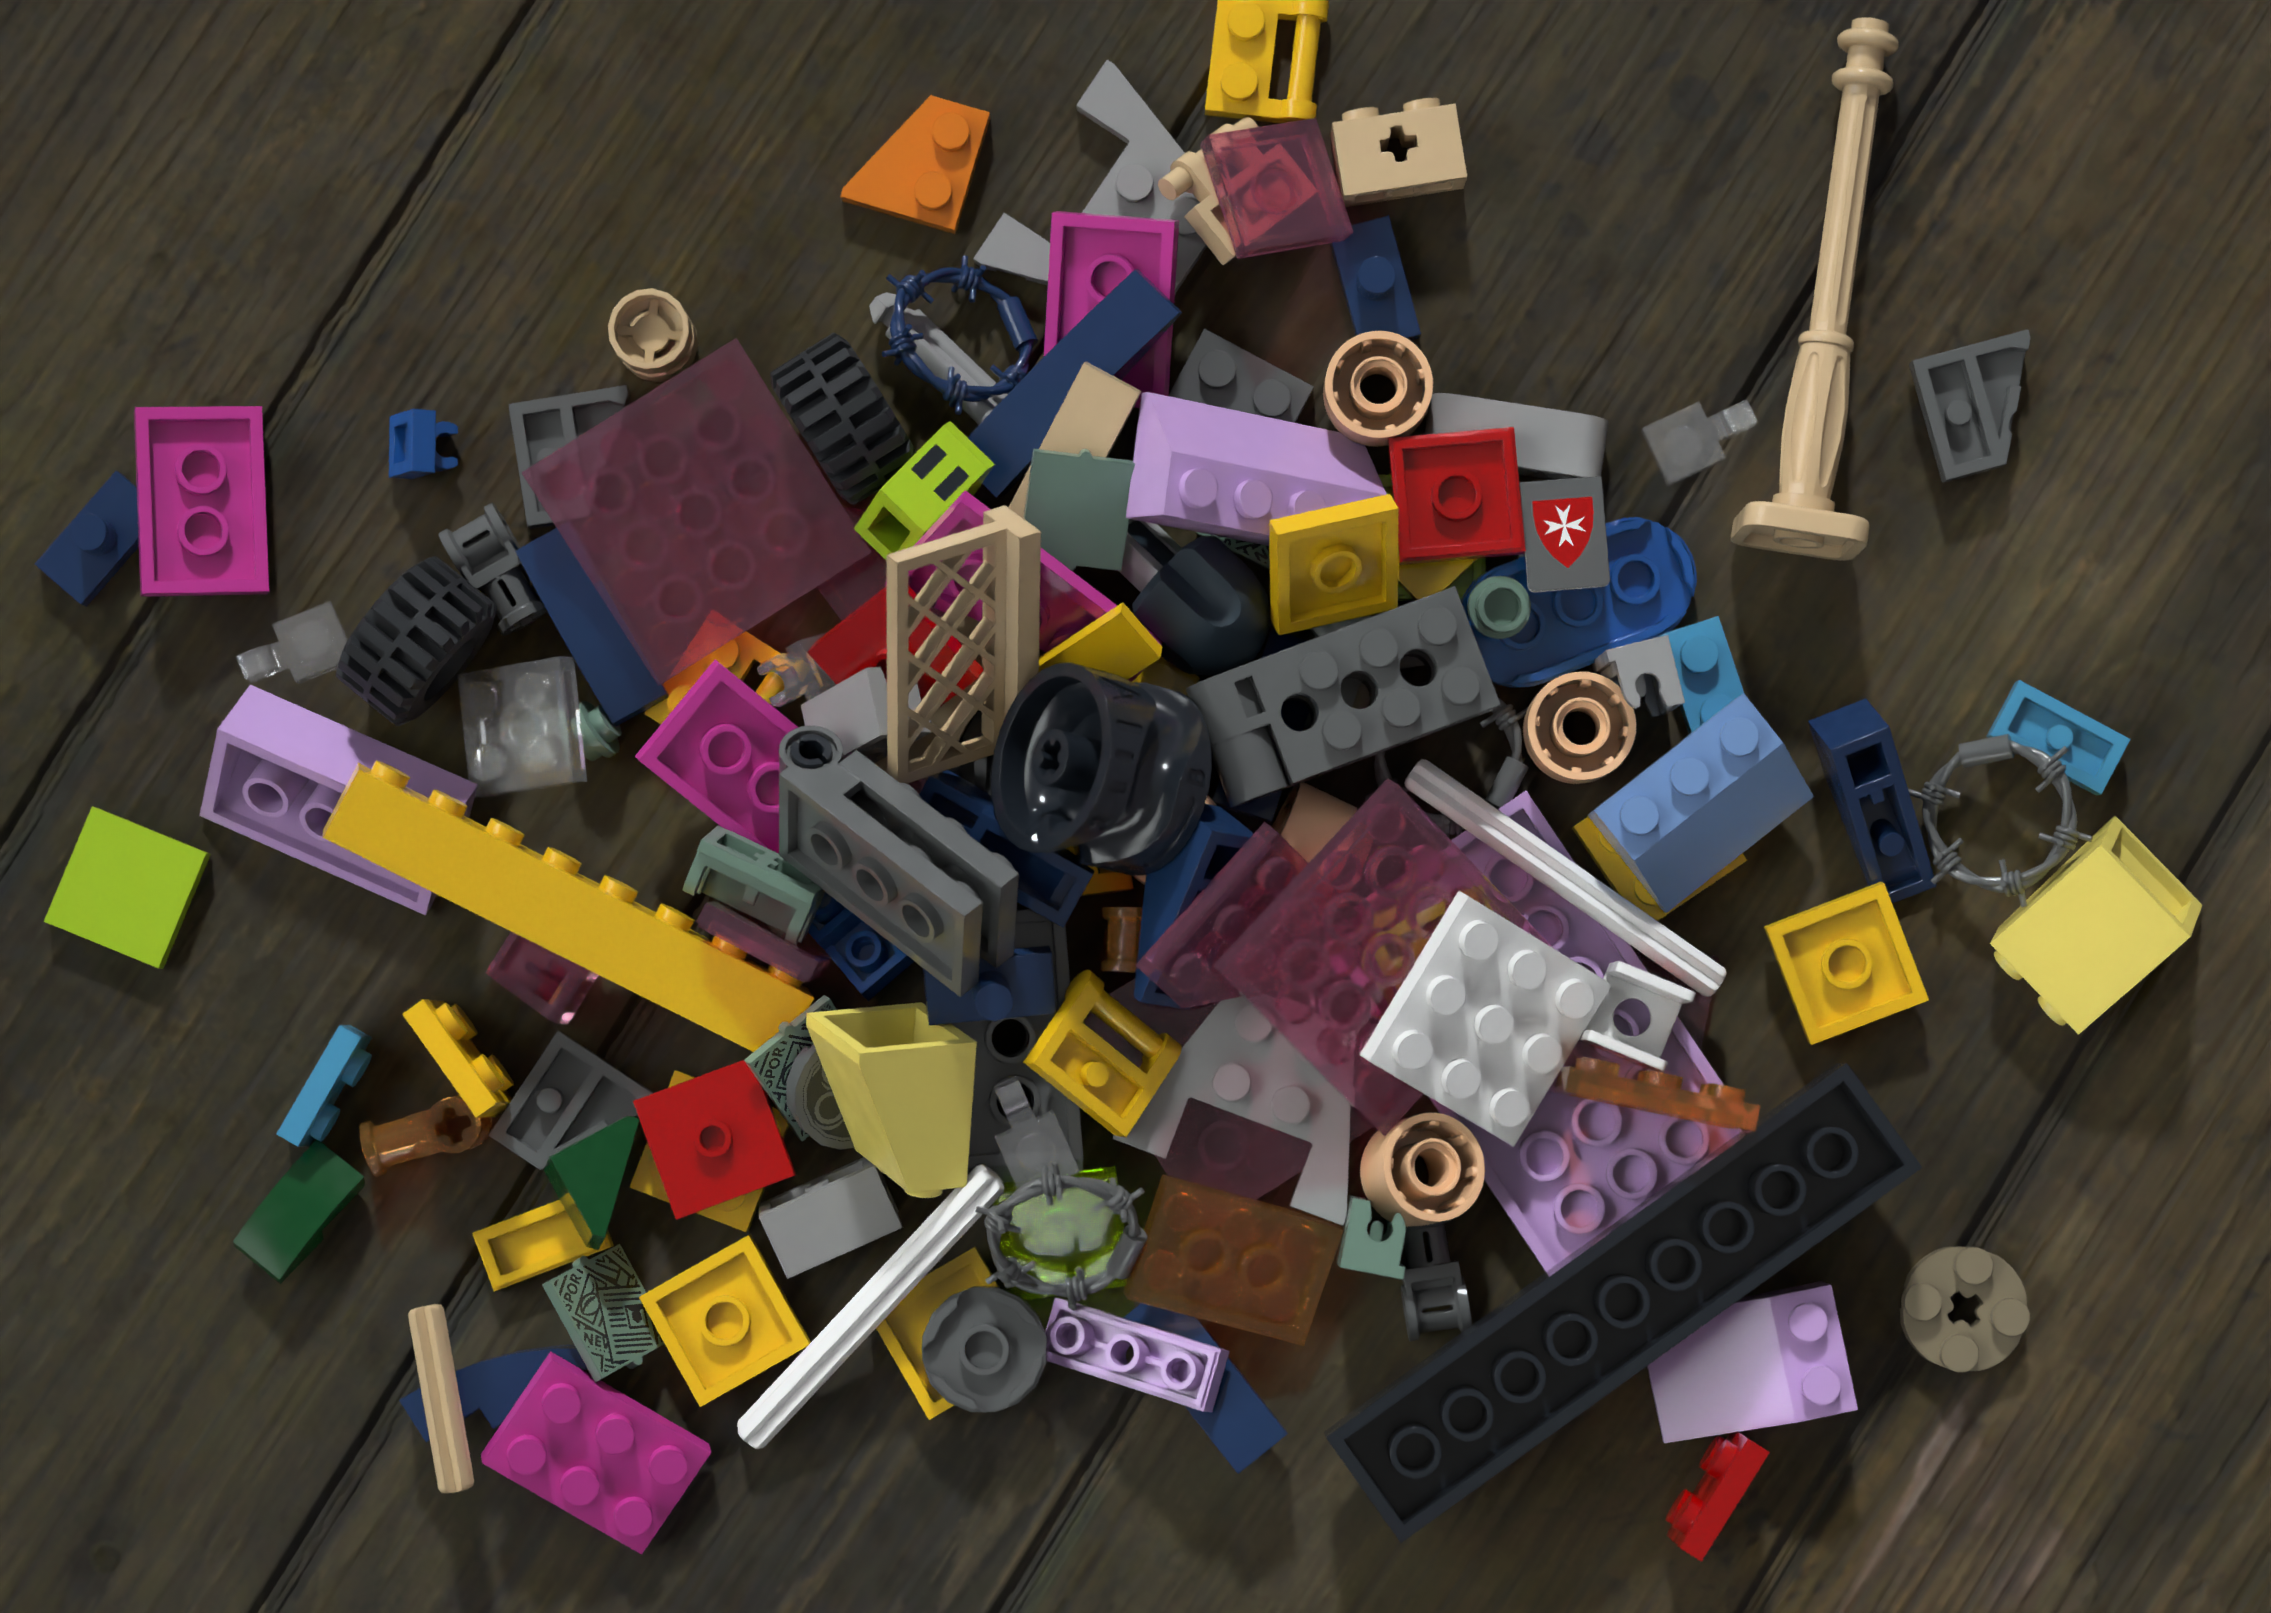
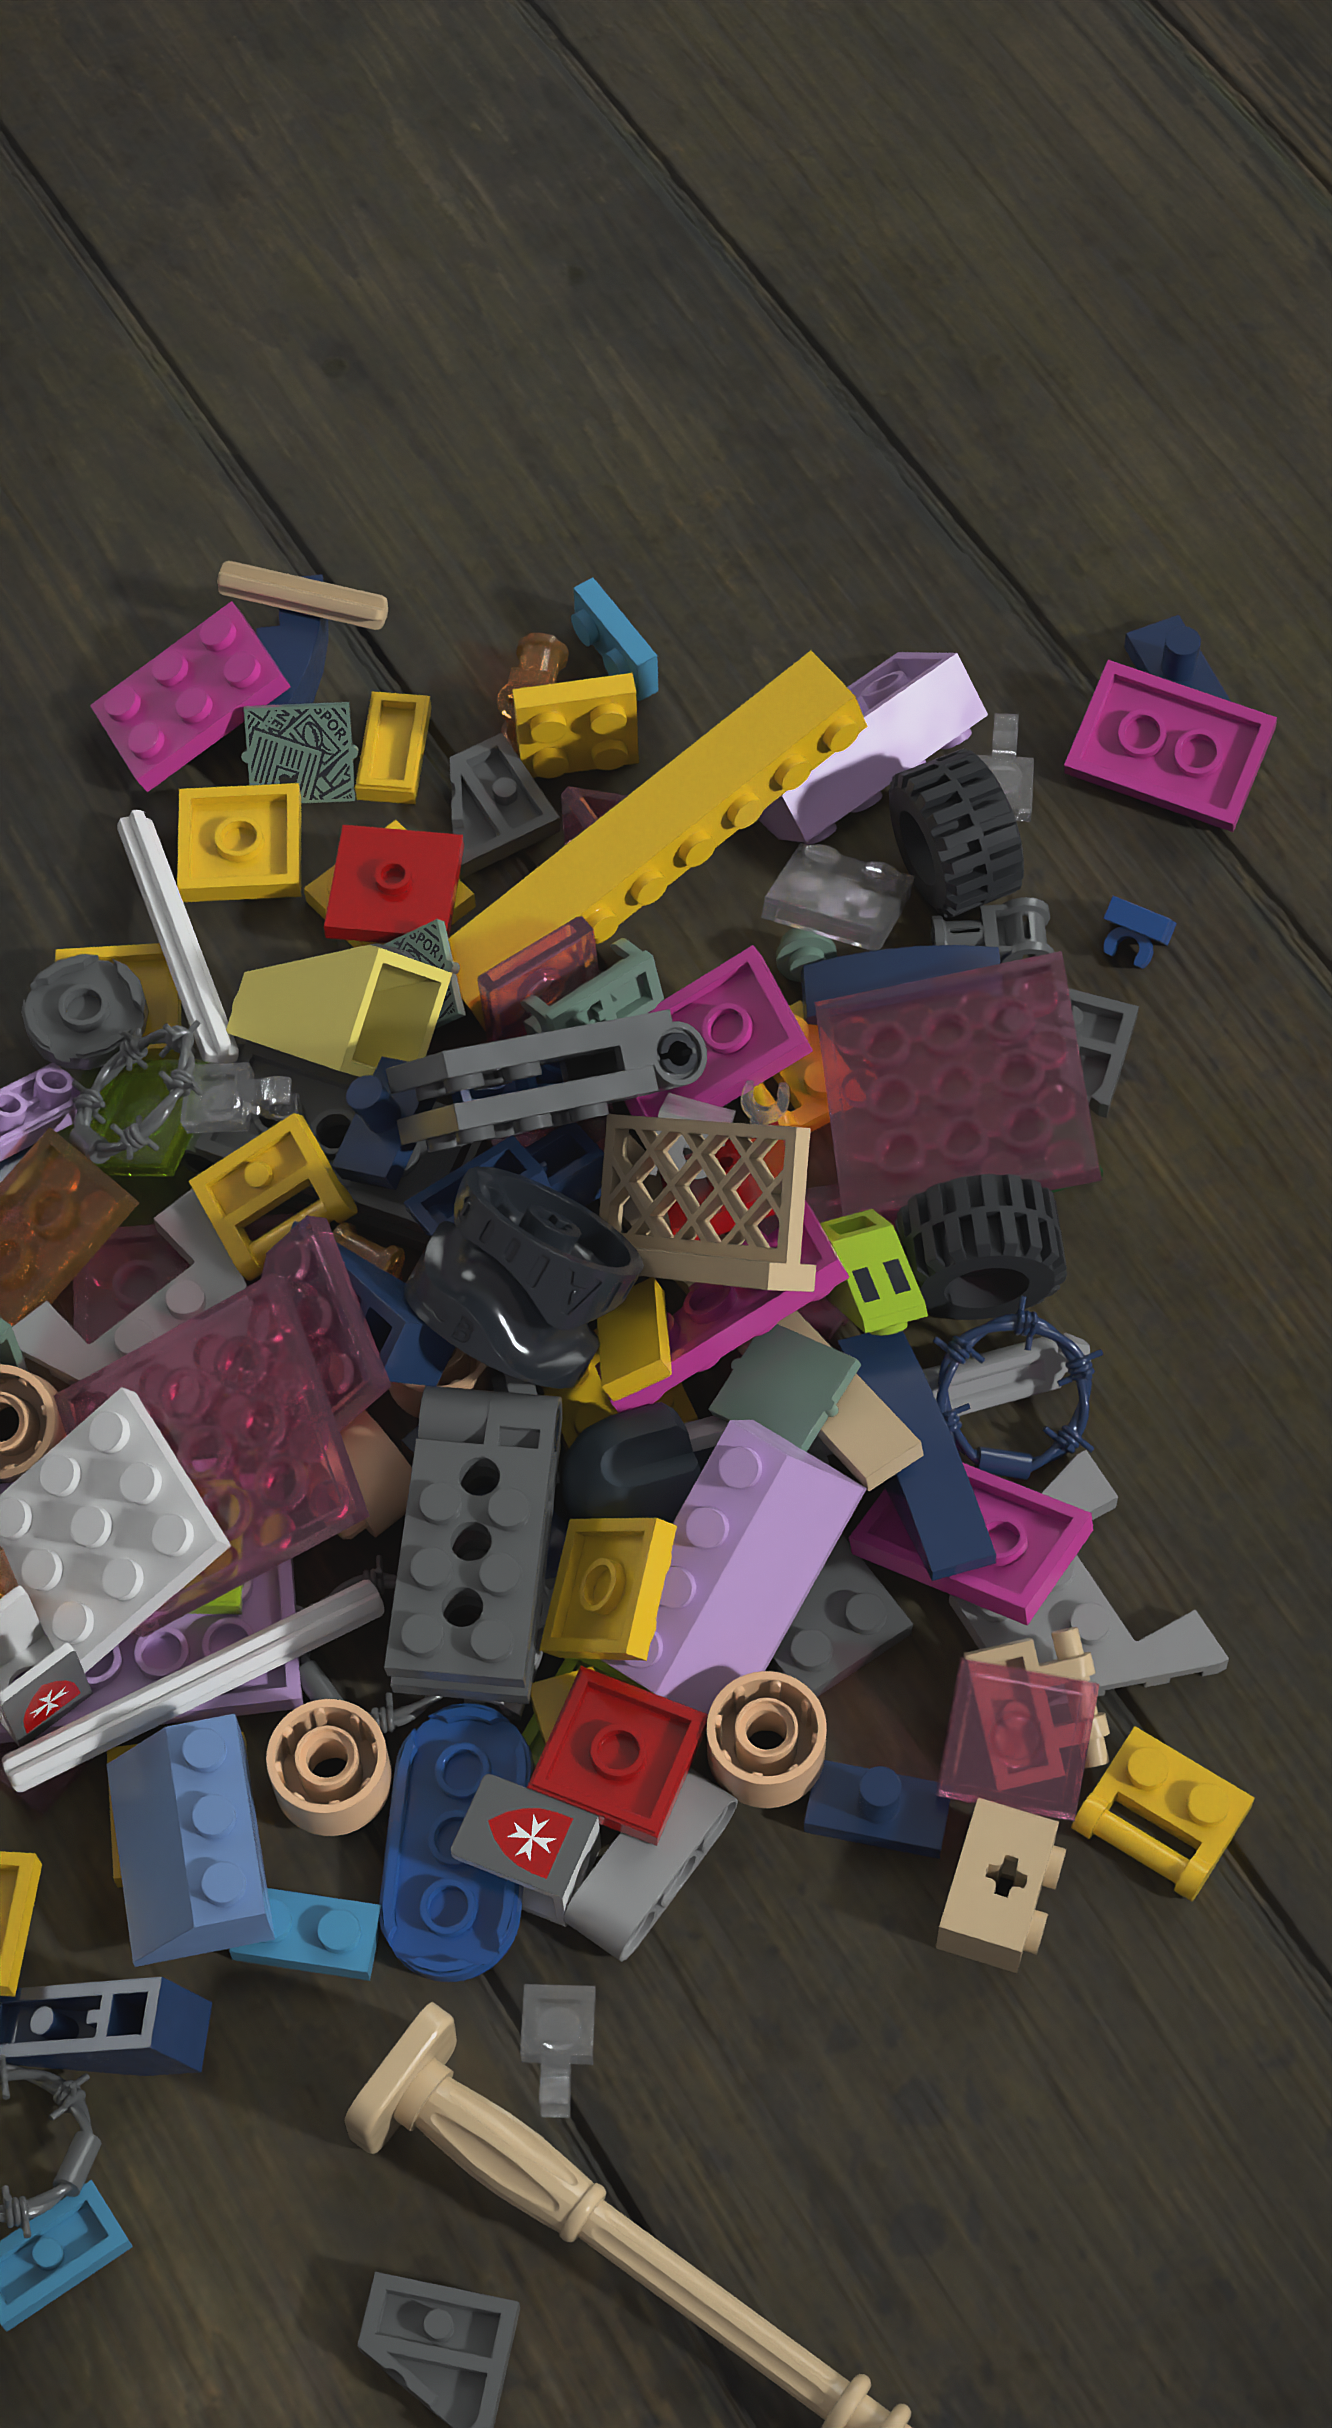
camera: 110 degrees right, 25 degrees down
(127, 887) = (865, 578): lime tile -> none
(297, 1210) = (524, 581): dark green slope -> none
(590, 1176) = (413, 781): dark green slope -> none
(652, 335) = (1144, 1142): tan wheel -> none
(829, 1216) = (275, 930): light grey hinge -> none
(924, 166) = (1199, 1454): orange wing -> none
(1499, 607) = (487, 1744): sand green plate -> none
(1646, 671) = (348, 1856): light grey hinge -> none

